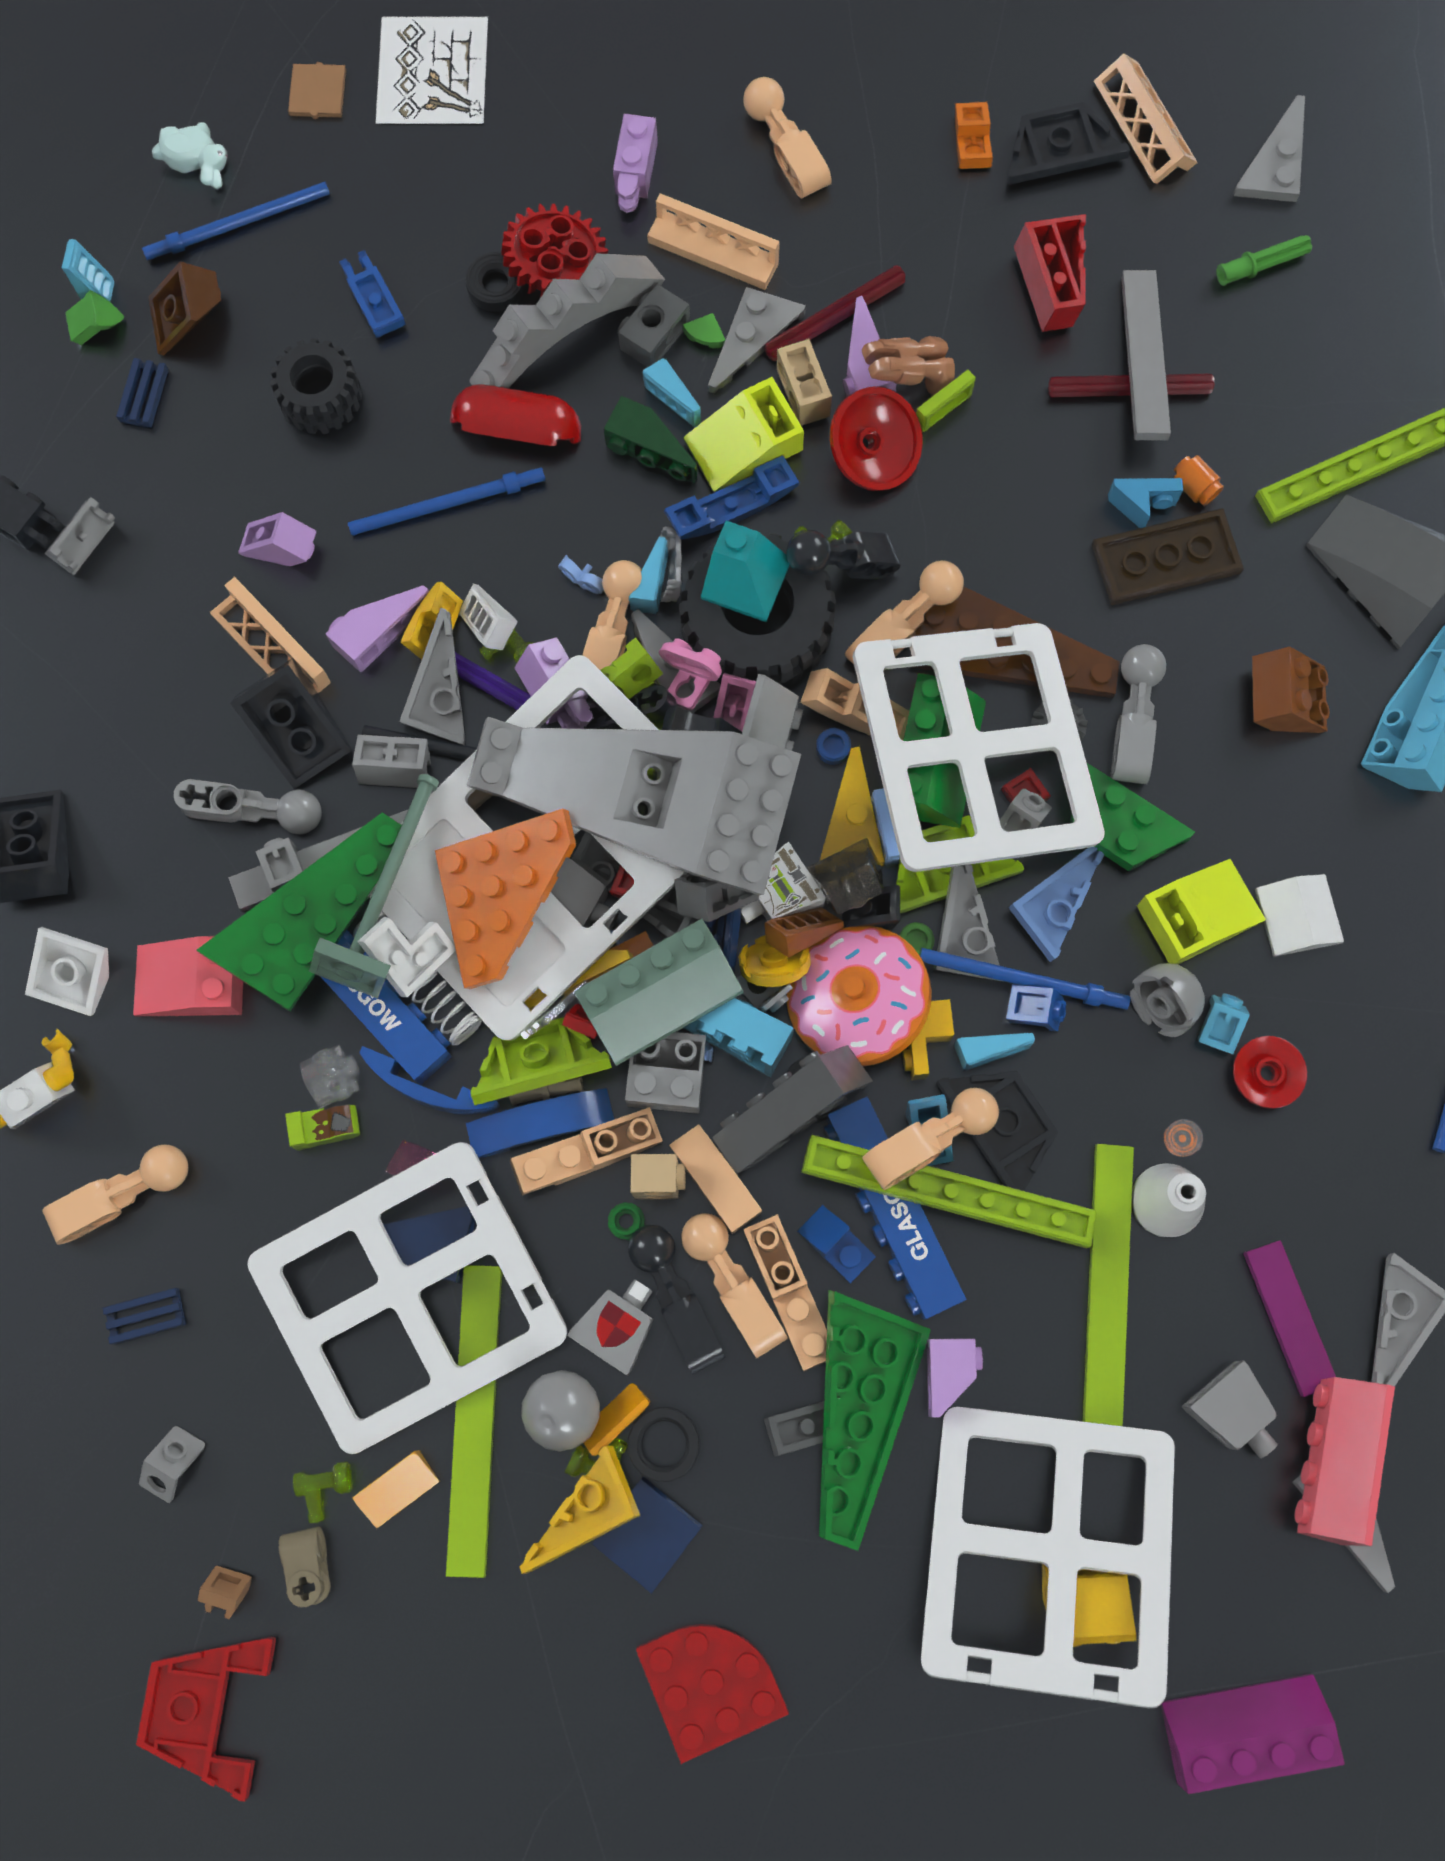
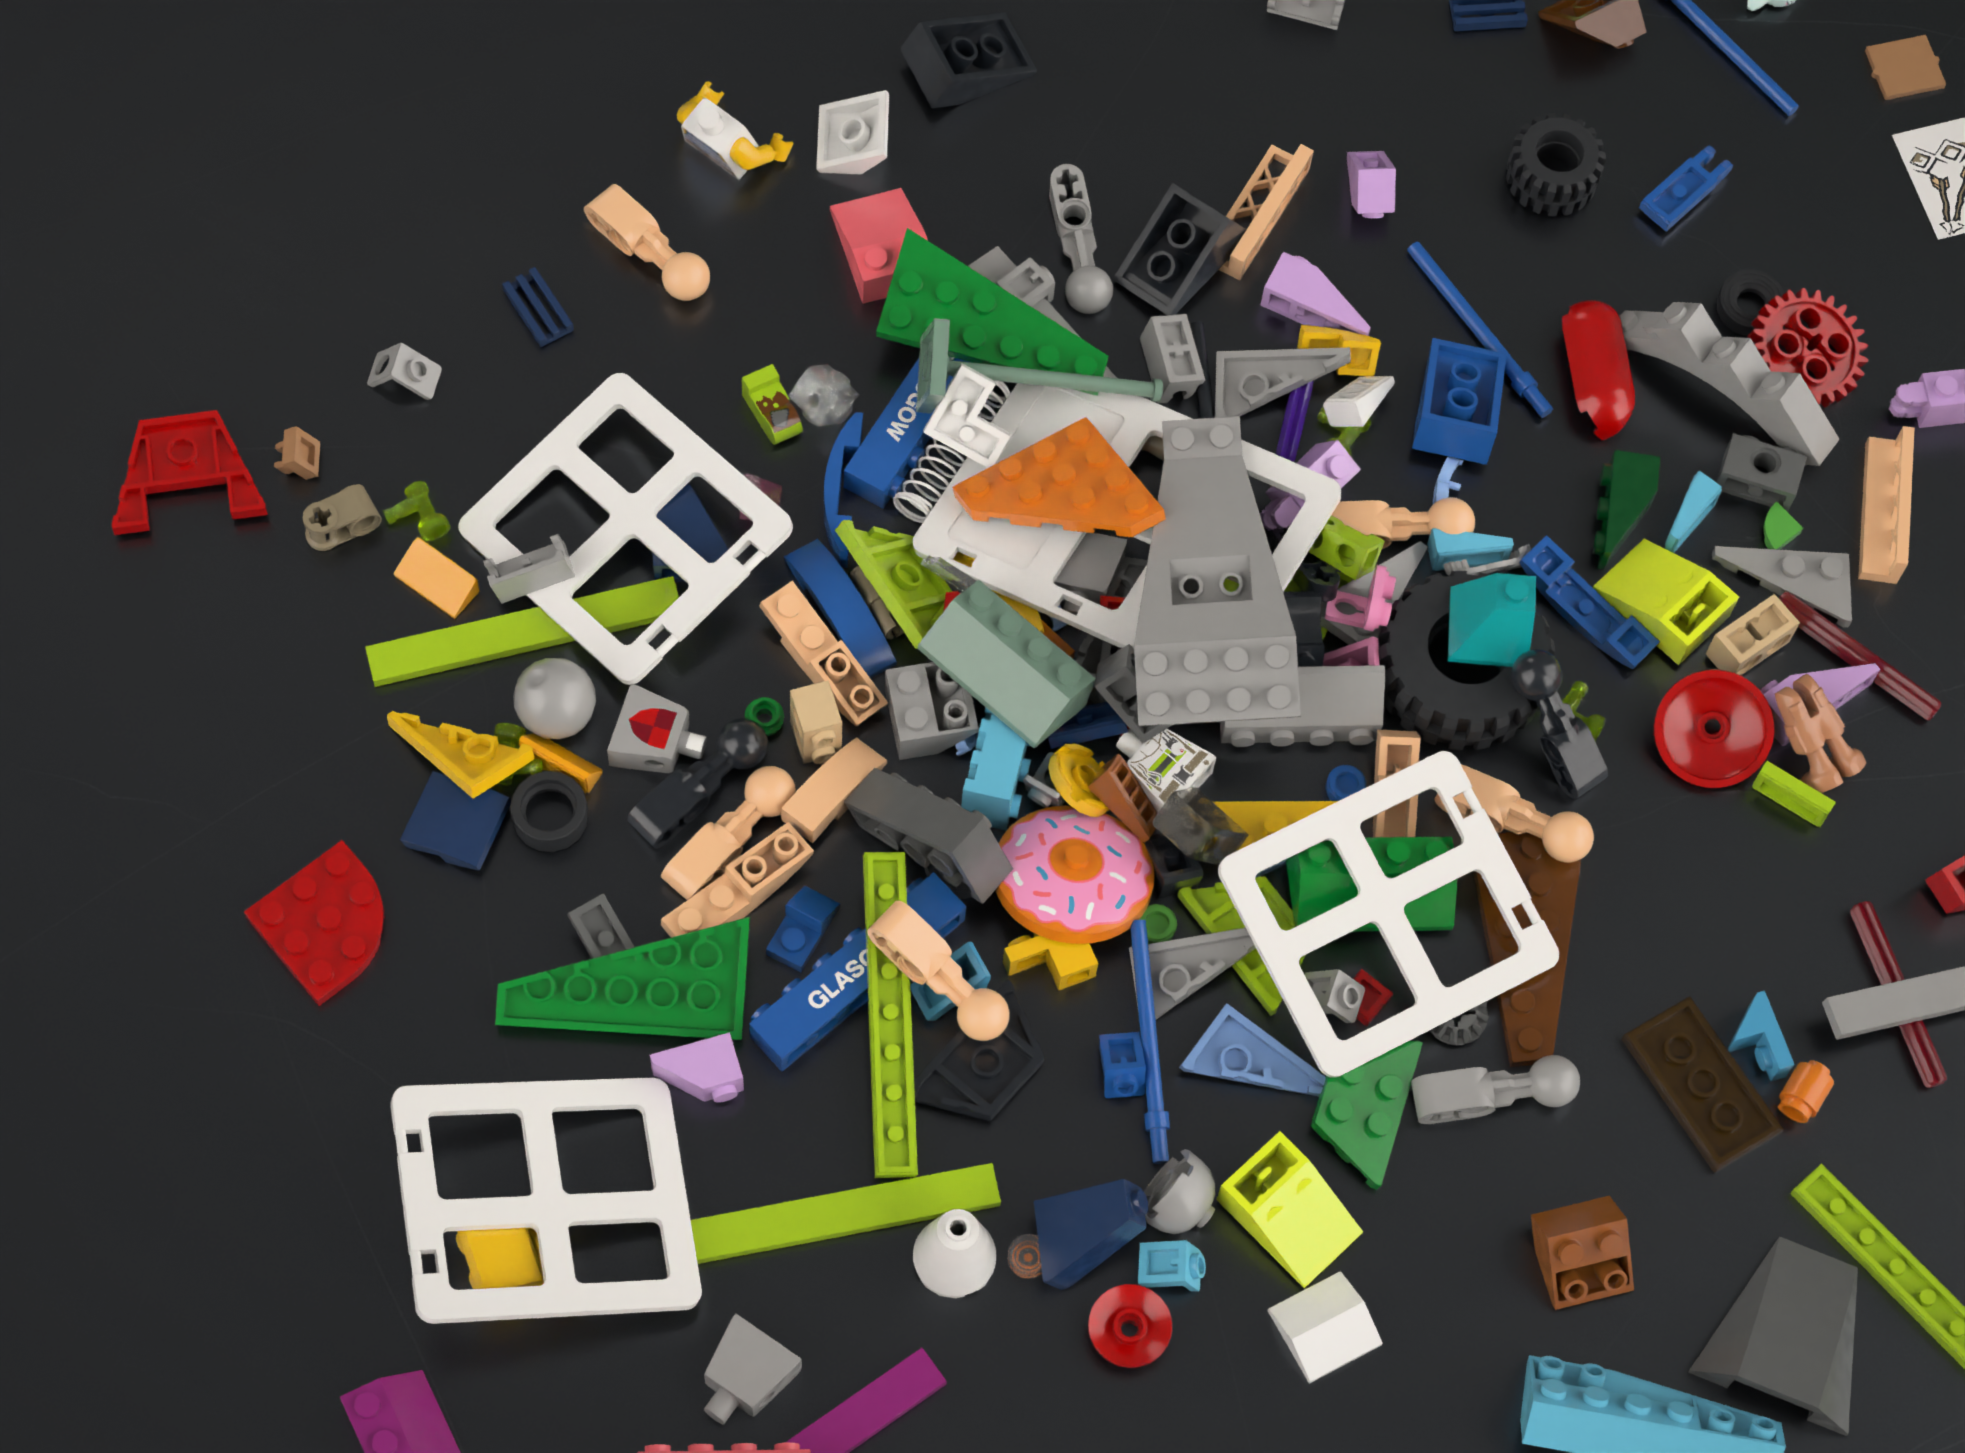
camera: 65 degrees right, 10 degrees down
(423, 1399) = (530, 571): none -> light grey hinge
(514, 537) = (1460, 401): none -> blue slope
(985, 1049) = (1056, 1020): medium azure slope -> none
(1182, 1081) = (1086, 1228): none -> dark blue slope

